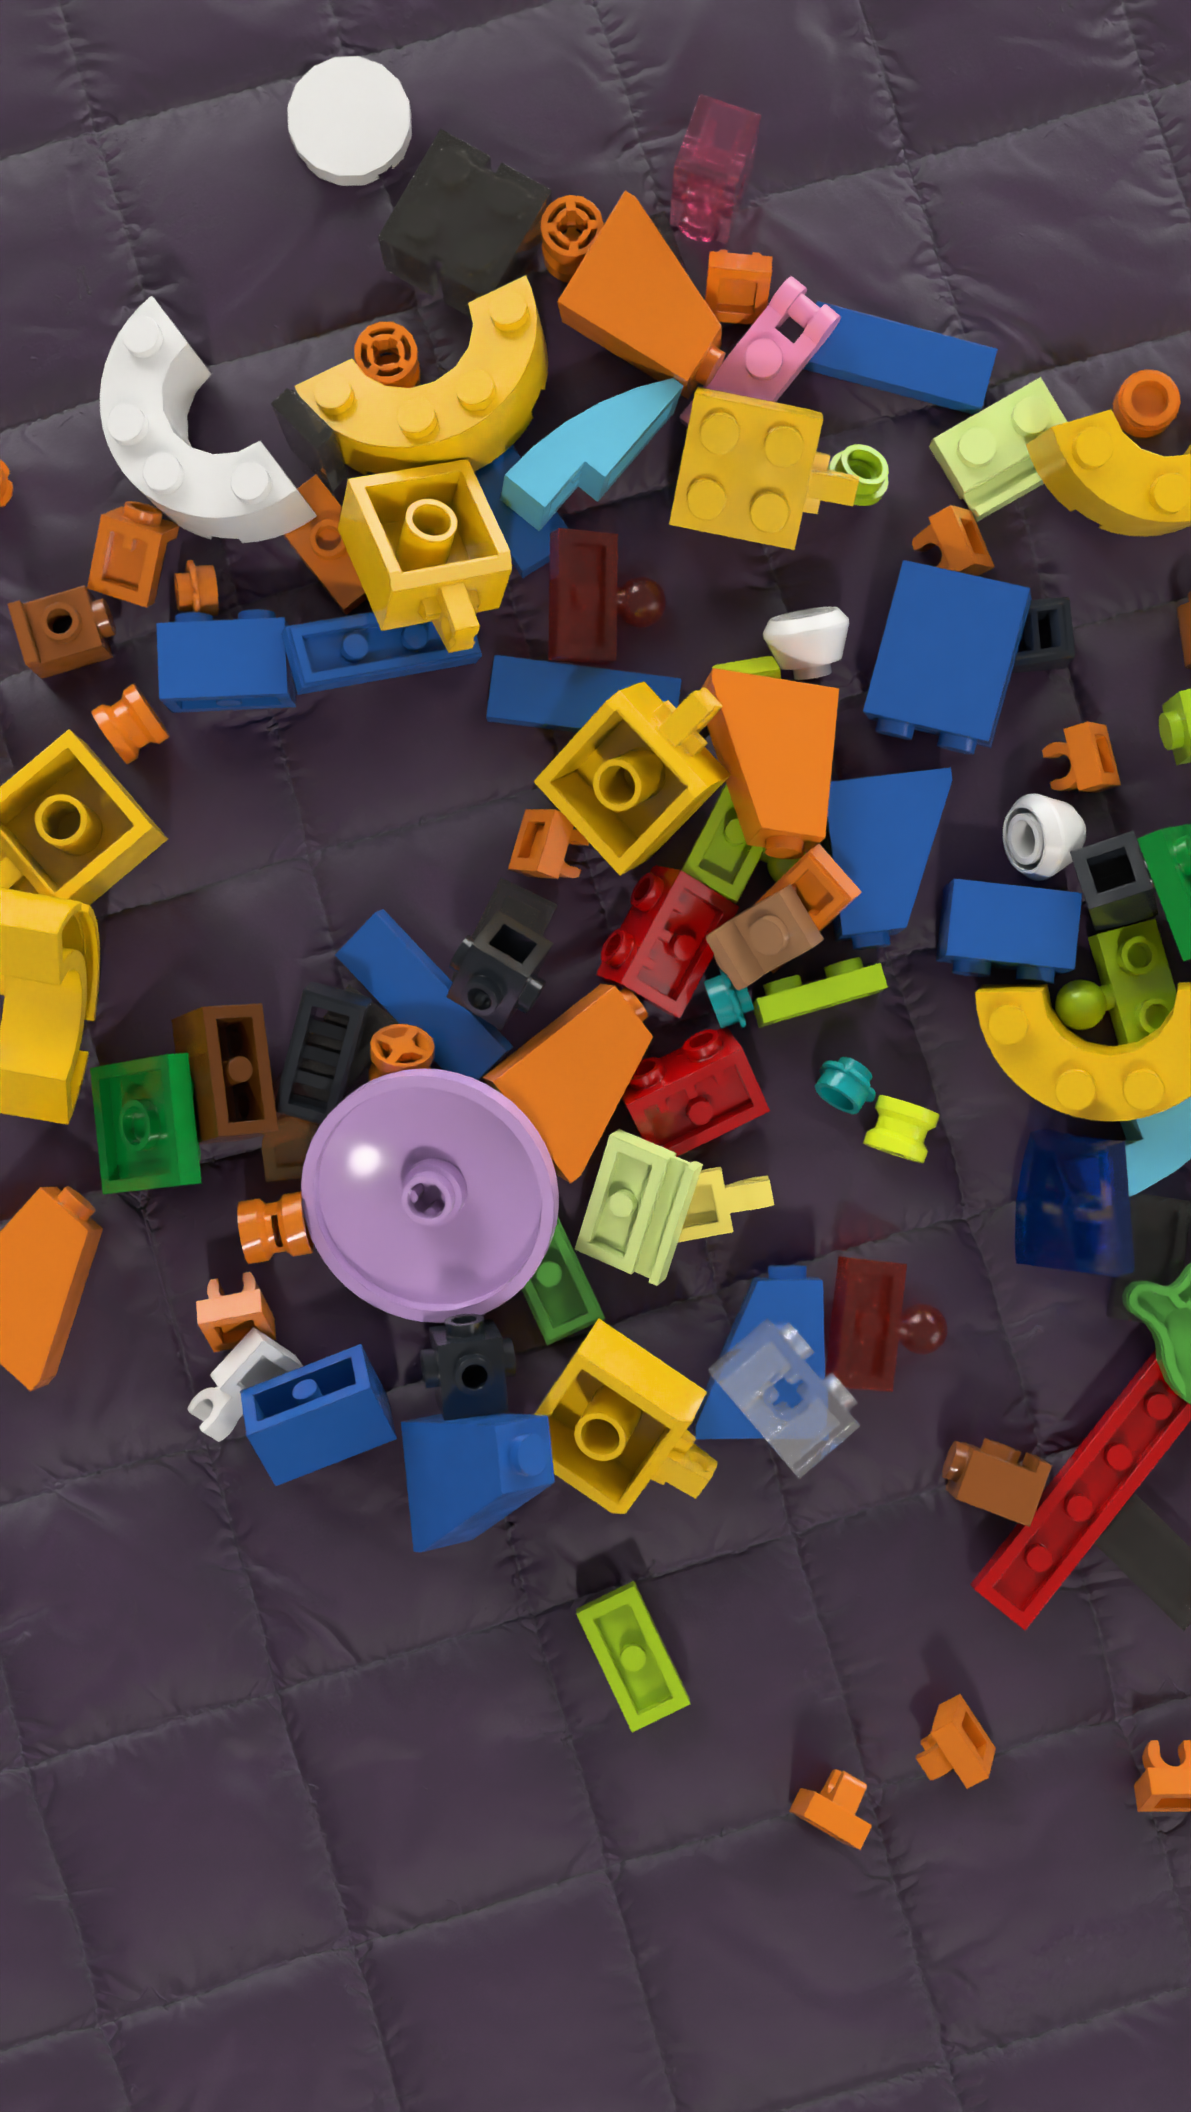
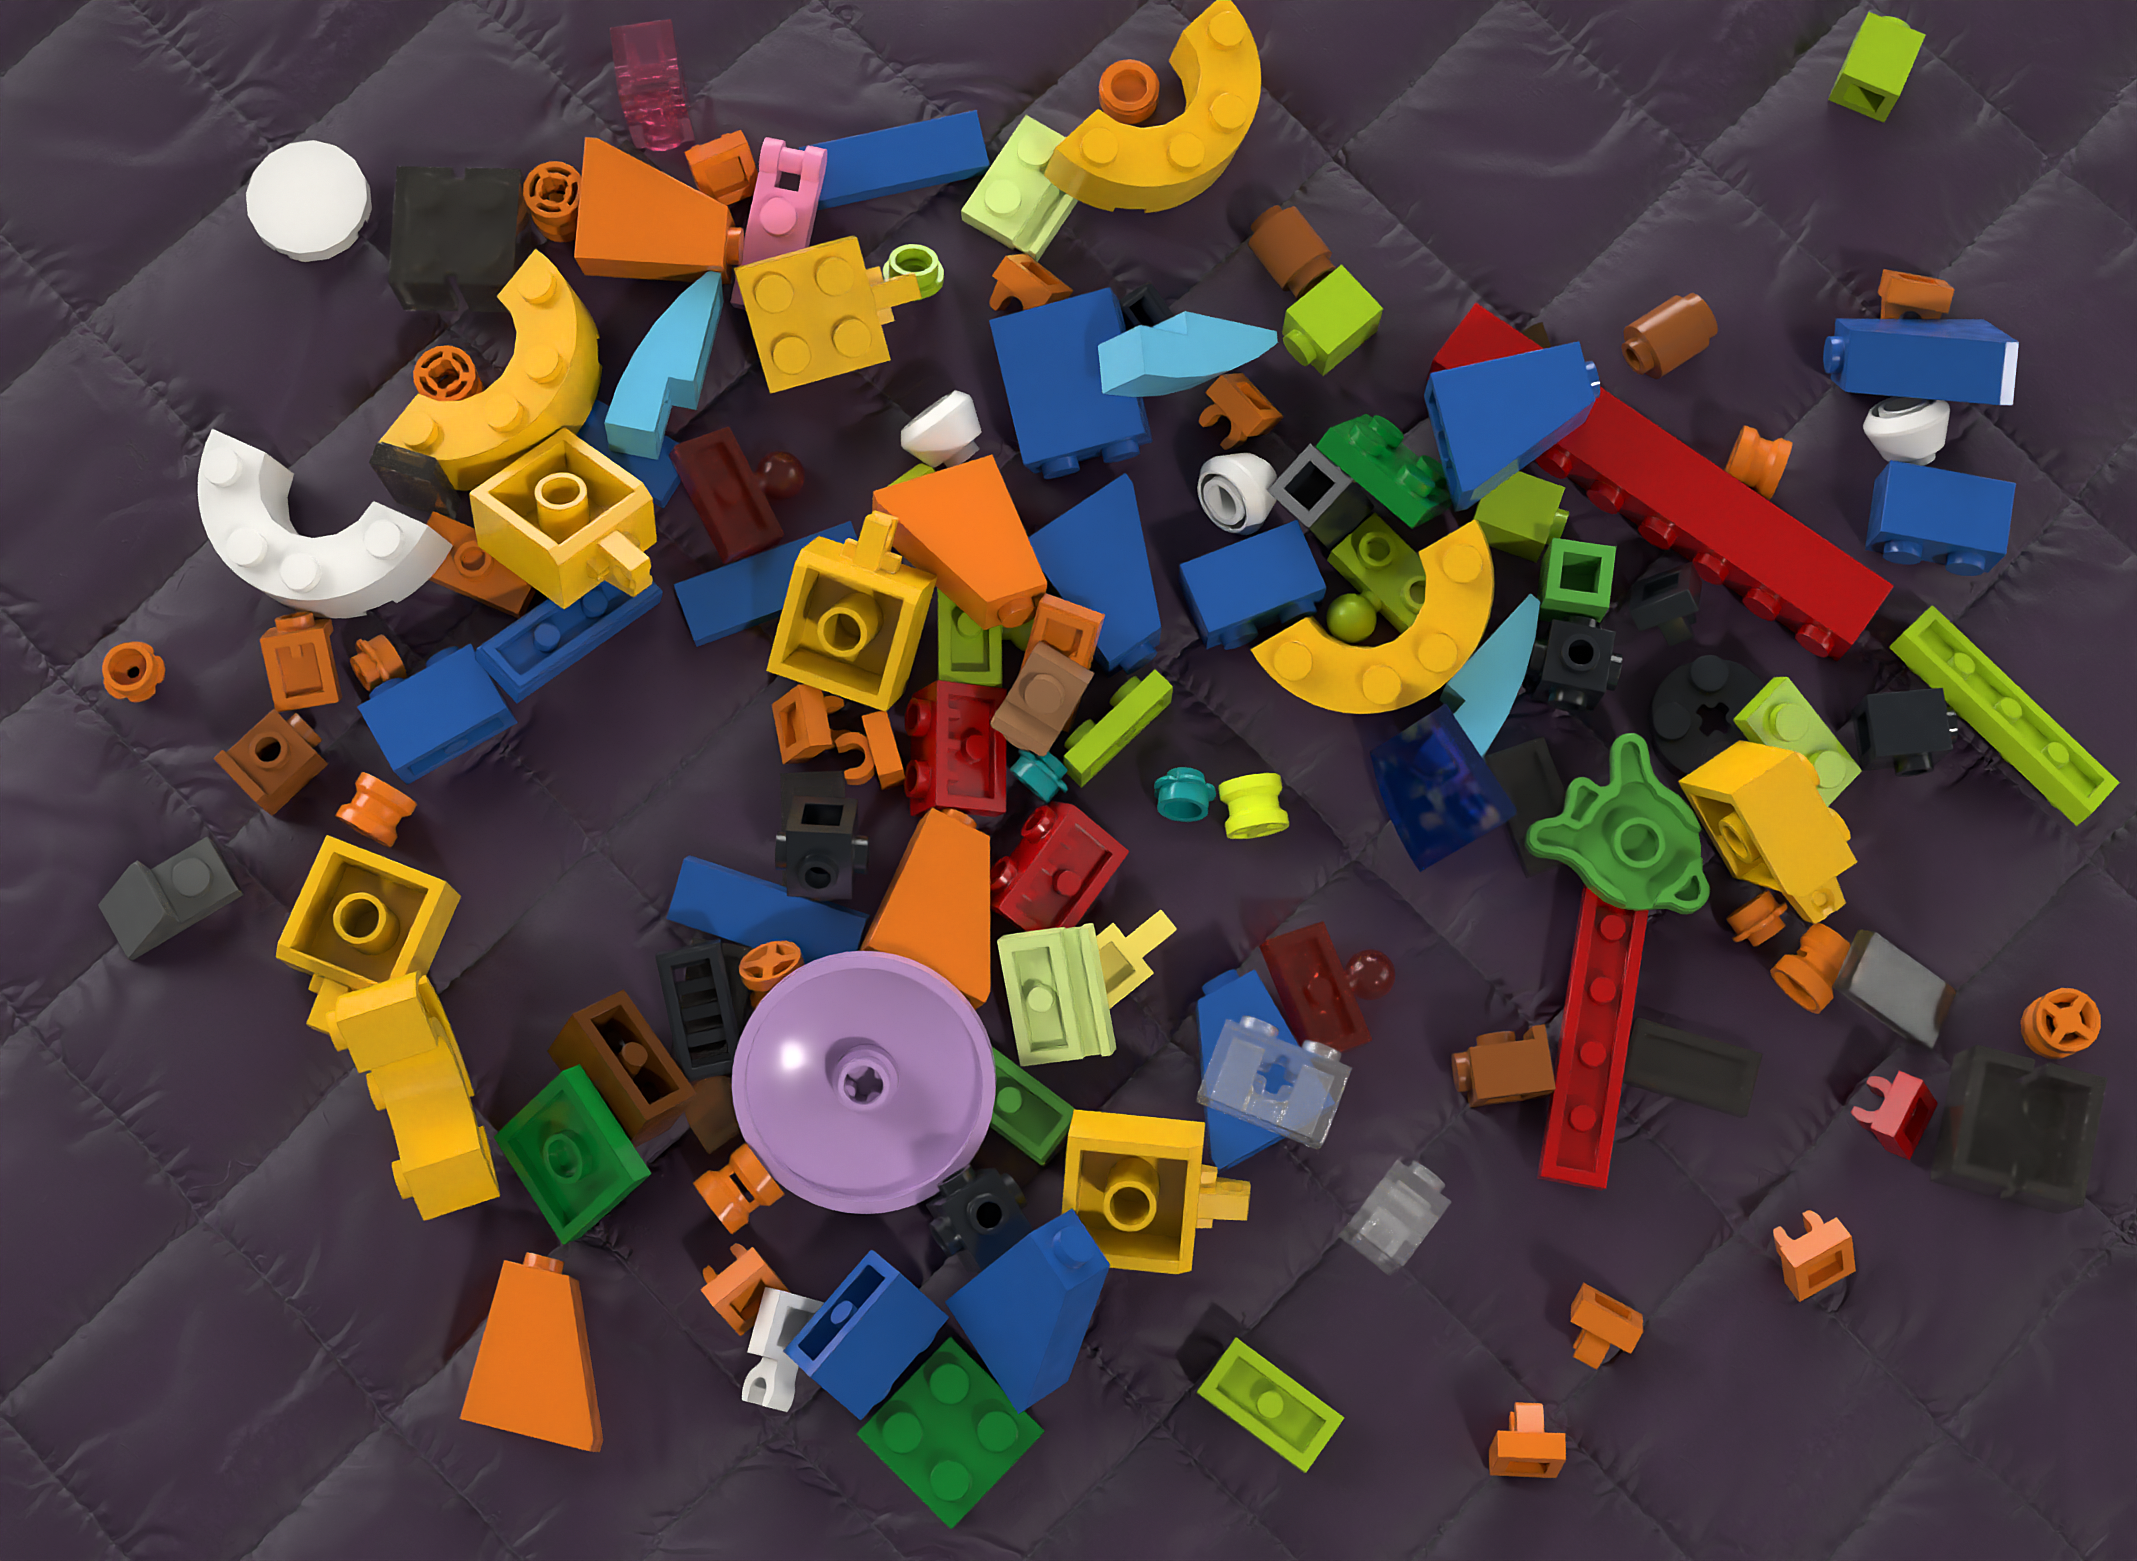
camera: 25 degrees left, 10 degrees down
(348, 1530) = (950, 1433): none -> green plate
(597, 904) = (879, 752): none -> orange tile
(829, 1563) = (1396, 1216): none -> clear brick
(1058, 684) = (1178, 354): none -> medium azure slope

